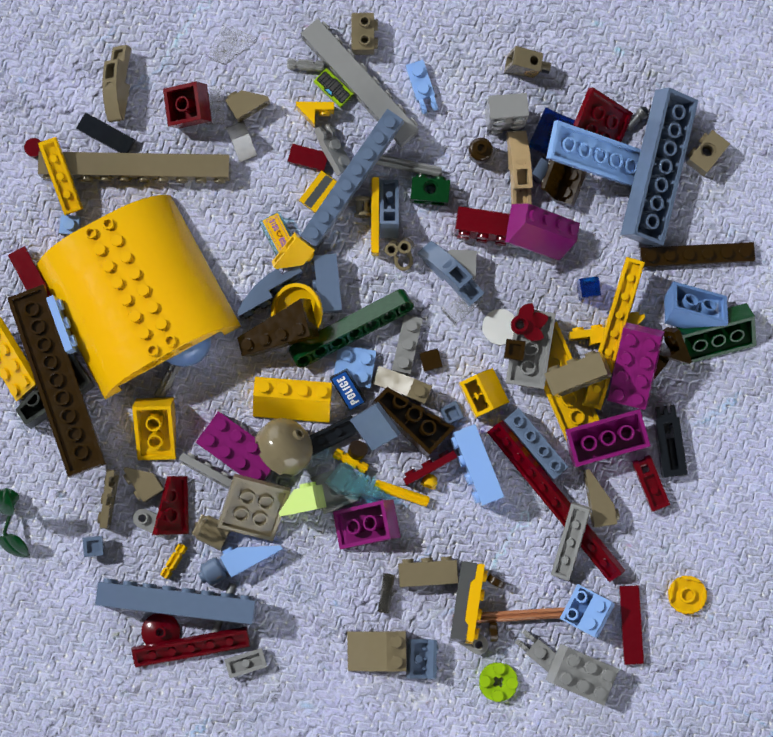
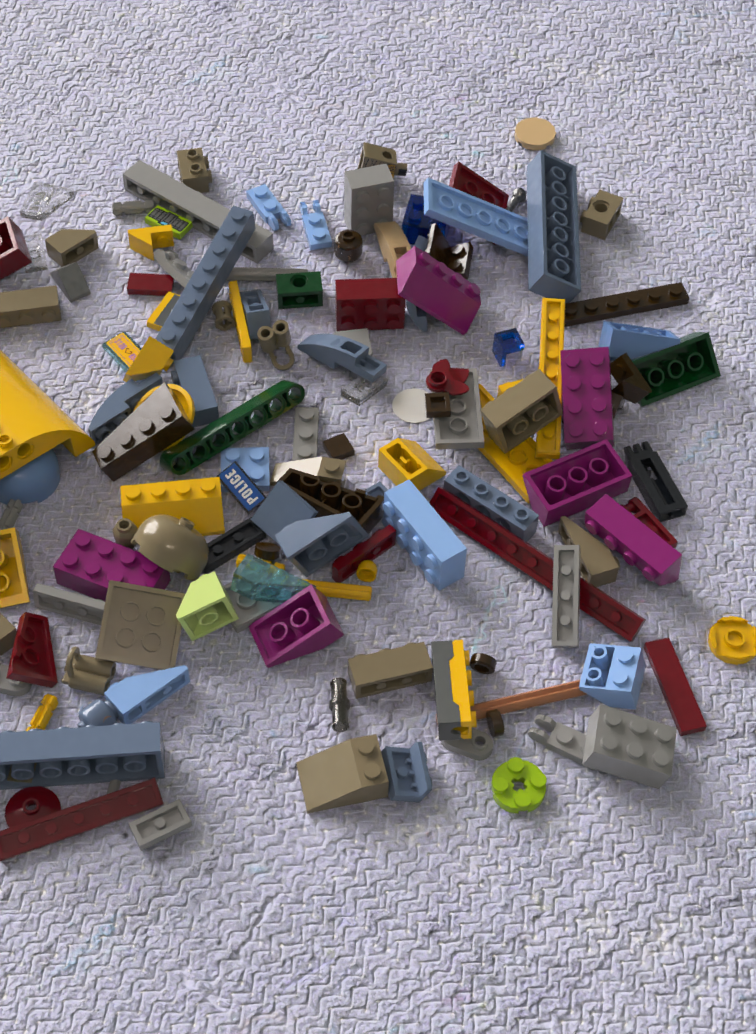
camera: 10 degrees left, 30 degrees down
(250, 419) = (124, 532): none -> dark tan plant
(385, 460) = (319, 540): none -> sand blue slope
(458, 117) = (315, 227): none -> light blue hinge
(633, 507) = (633, 541): none -> magenta slope
(676, 38) = (535, 133): none -> tan tile

